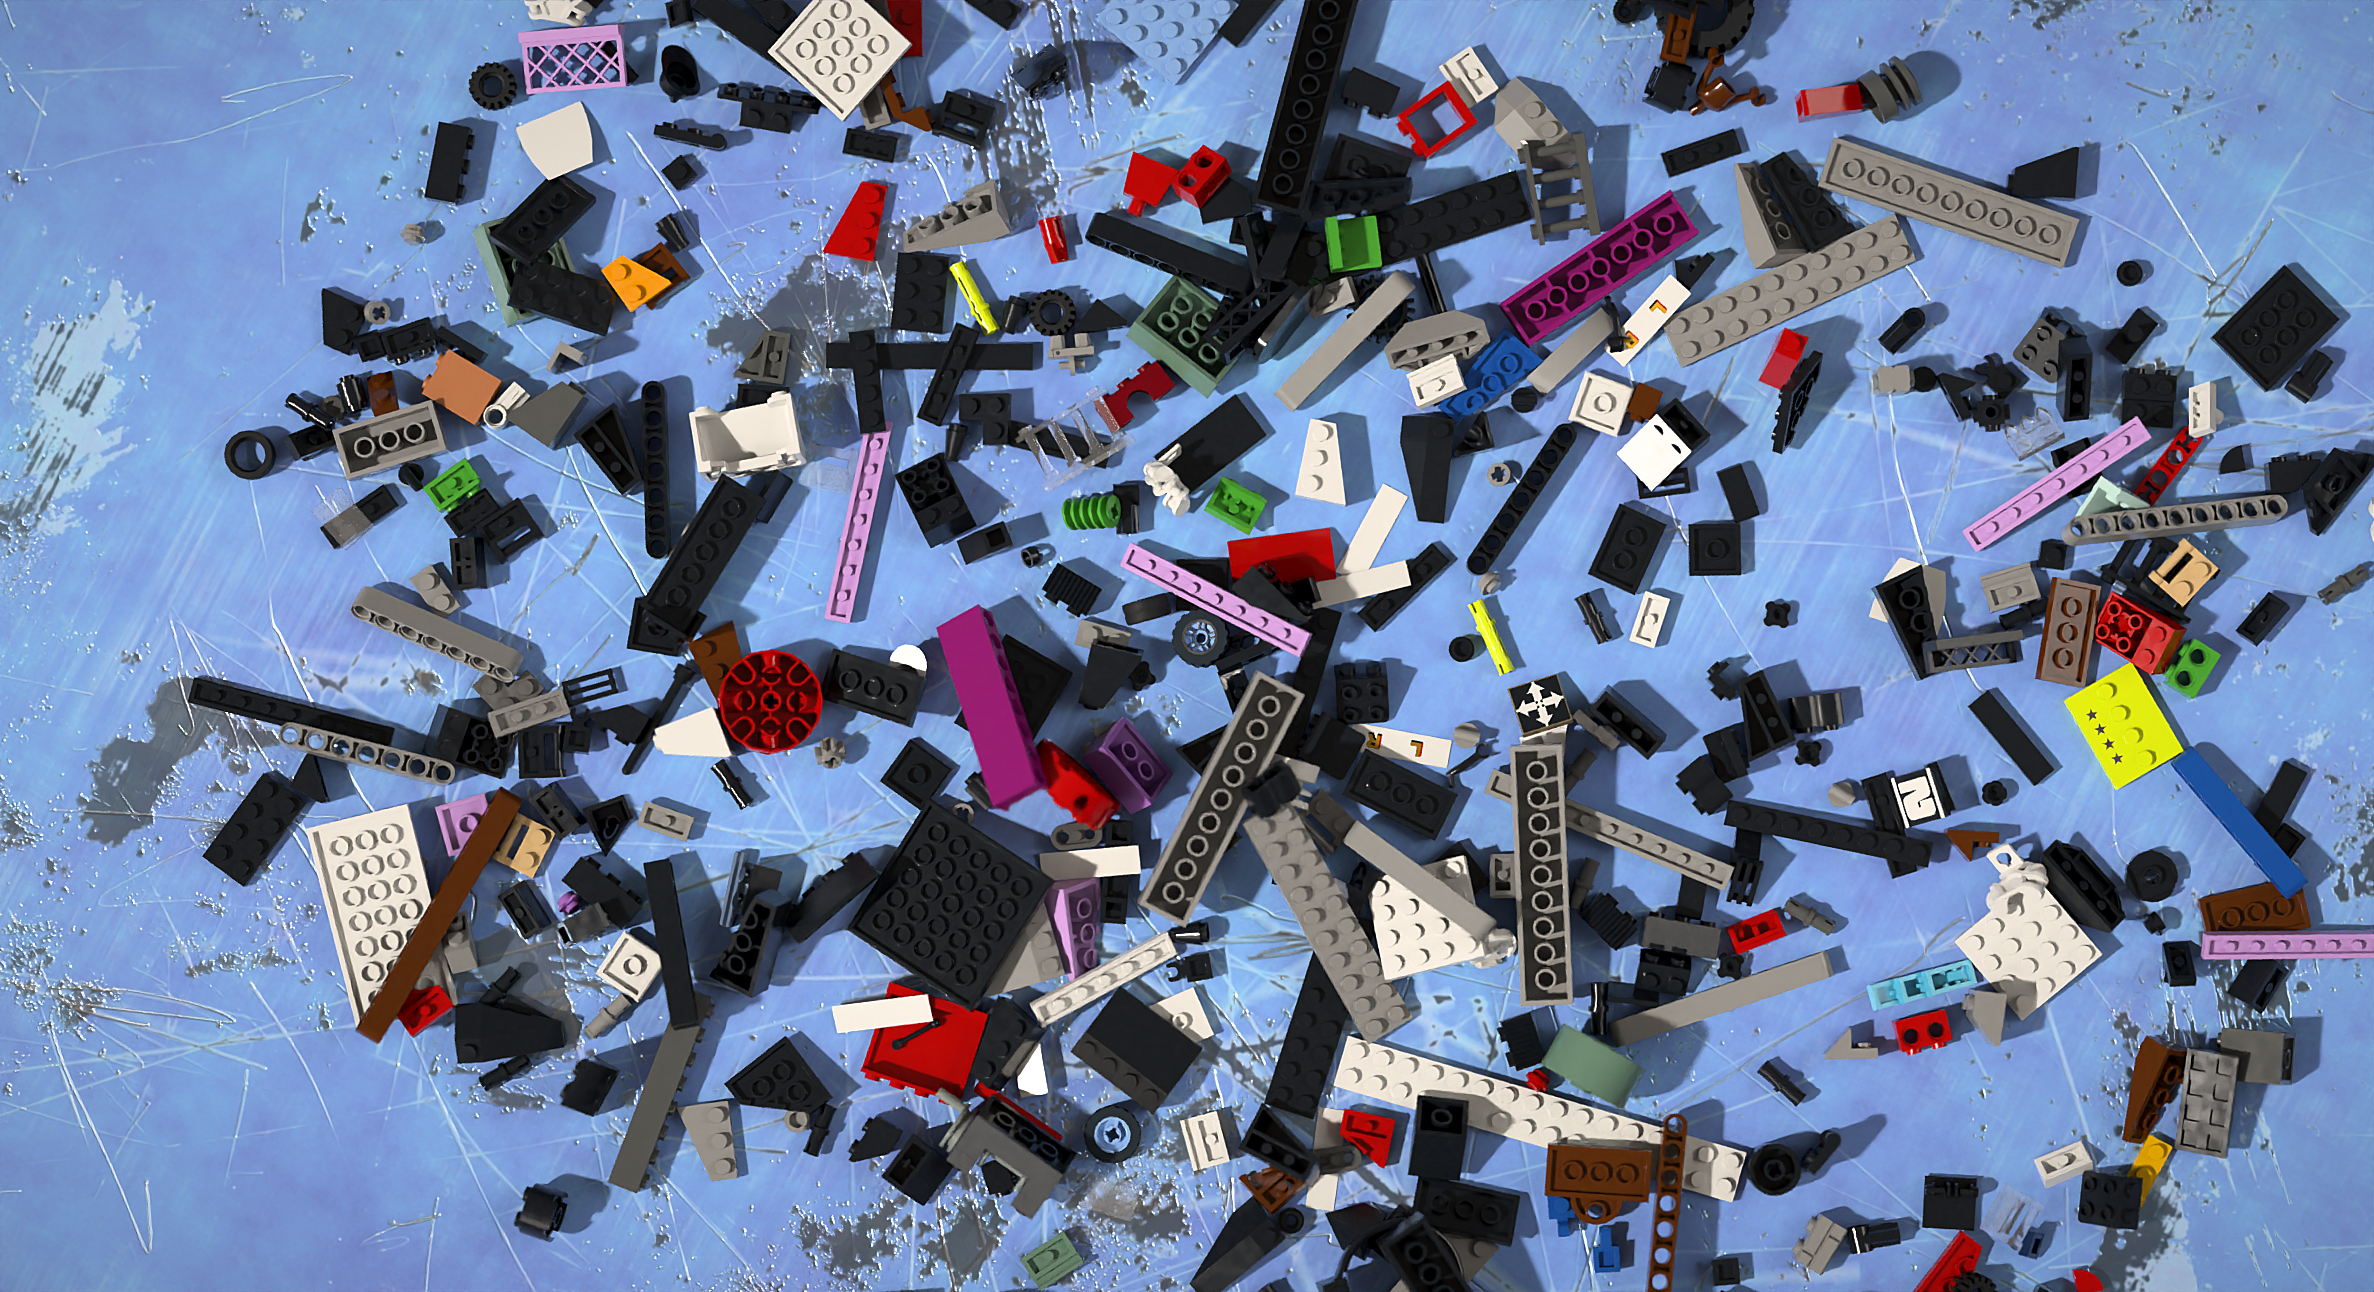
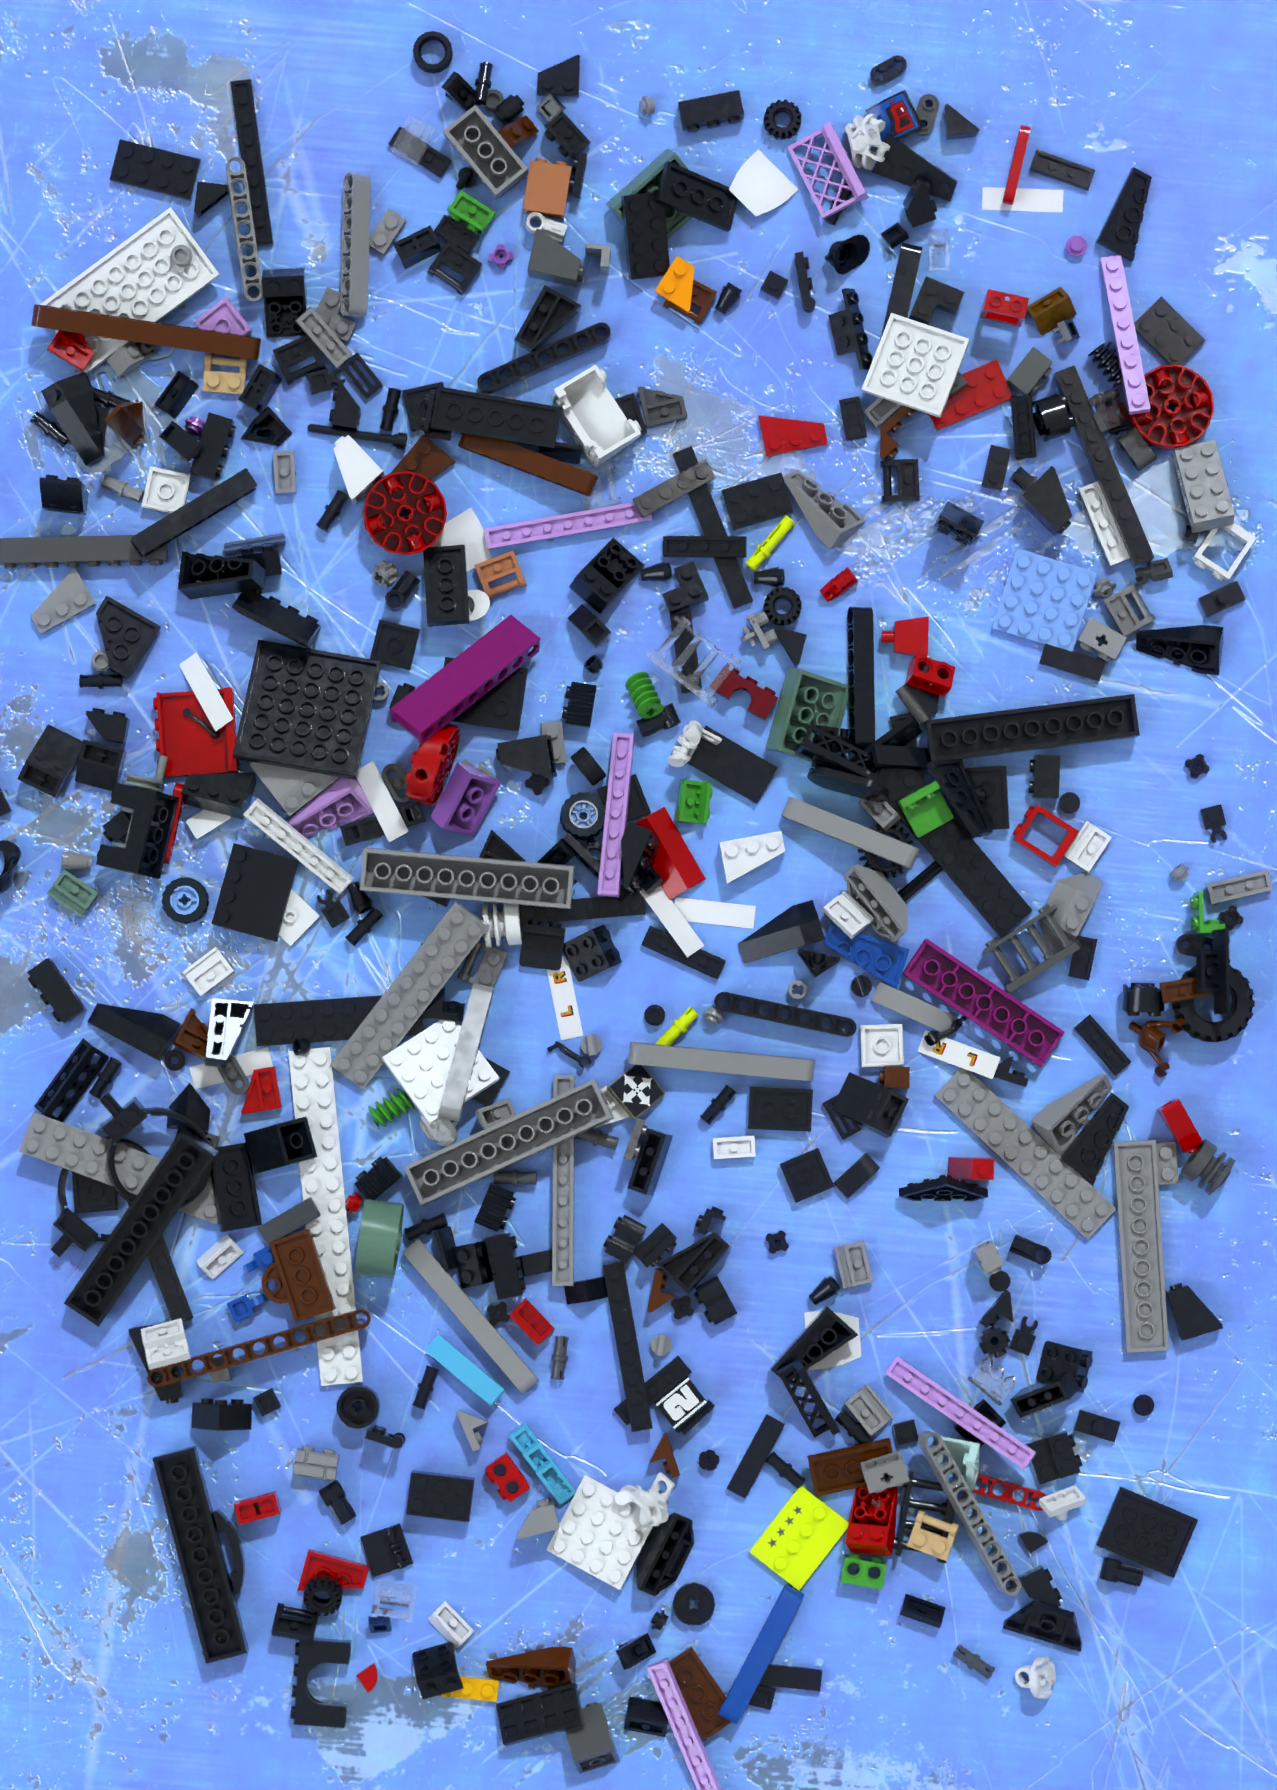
camera: 65 degrees right, 0 degrees up
(367, 838) = (181, 255): none -> light grey tile
(384, 309) = (573, 97): light grey bush -> none
(510, 470) = (500, 250): none -> medium lavender plate
(536, 976) = (129, 422): none -> reddish brown wedge
(642, 670) = (390, 409): none -> black pin
(771, 533) = (531, 463): none -> reddish brown beam
(819, 637) = (466, 530): none -> white sticker
(856, 740) = (402, 589): none -> black piece
(876, 621) = (498, 568): none -> nougat plate
(890, 1224) = (51, 761): none -> black slope
(1015, 1242) = (74, 860): none -> light grey cone
(1225, 940) = (364, 926): none -> black pin
(1271, 789) = (488, 912): black brick -> none
(1335, 1065) = (302, 1045): none -> black hinge
(1400, 794) = (526, 1012): black plate -> none
(1409, 78) = (1069, 802): none -> black tile
(1446, 994) = (390, 1108): none -> bright green piece
(1529, 1162) = (289, 1221): none -> black tile
(1537, 1259) = (219, 1256): none -> white slope
(1546, 594) = (721, 1061): none -> light grey beam
(1597, 137) = (1083, 958): none -> black plate
(1740, 897) = (552, 1299): black tile -> none
(1780, 1029) = (465, 1370): none -> medium azure slope
(1786, 776) = (657, 1297): none -> reddish brown slope
(1837, 538) = (853, 1264): none -> light grey plate
(1854, 582) = (827, 1288): none -> black cone
(1865, 134) = (1167, 1163): none -> light grey plate
(1913, 1116) = (440, 1496): none -> black brick
(2040, 710) = (785, 1470): none -> black pin
(2089, 597) = (875, 1468): none -> light grey brick

